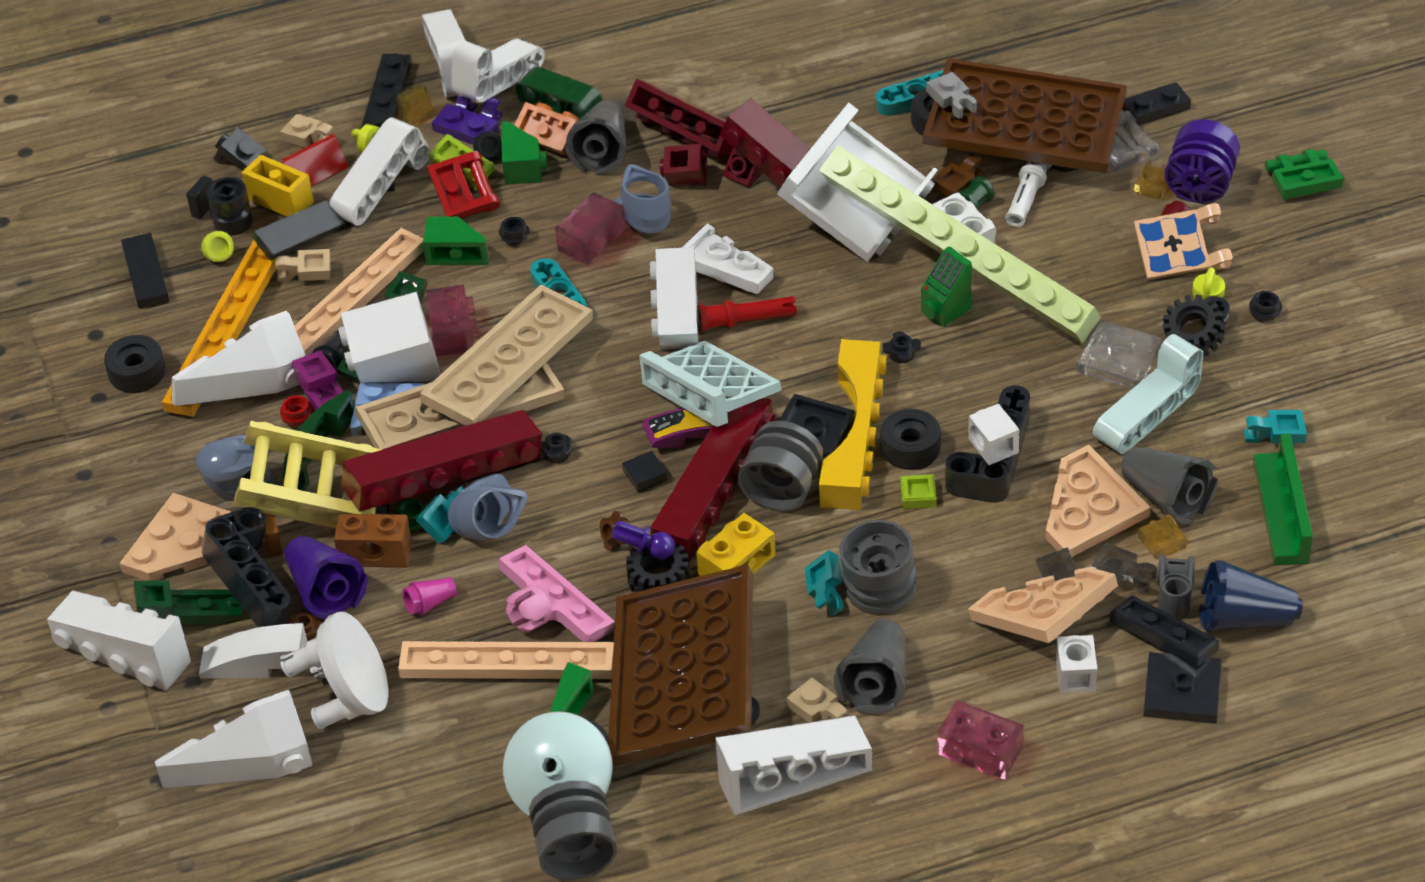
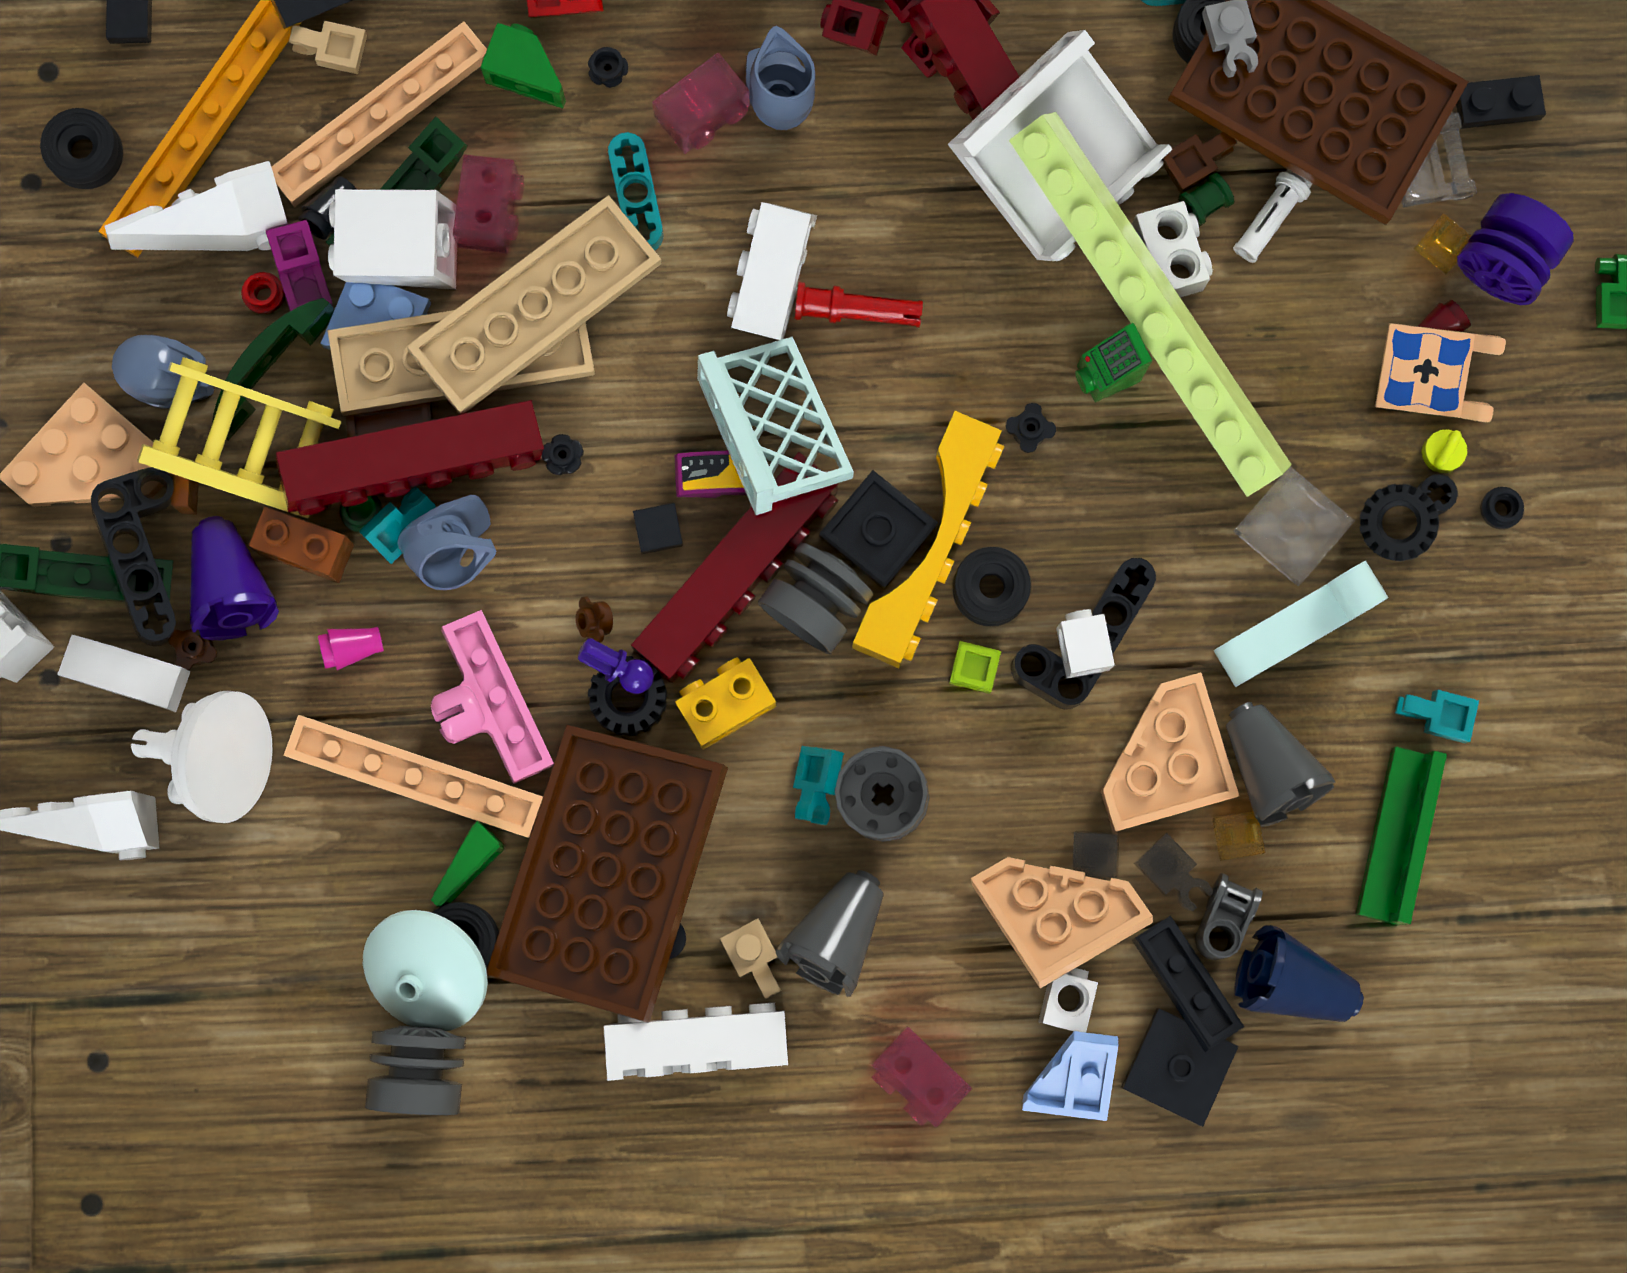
camera: 10 degrees right, 35 degrees up
(727, 264) = (852, 206): white wing -> none
(1104, 705) = (1076, 1078): none -> light blue wing

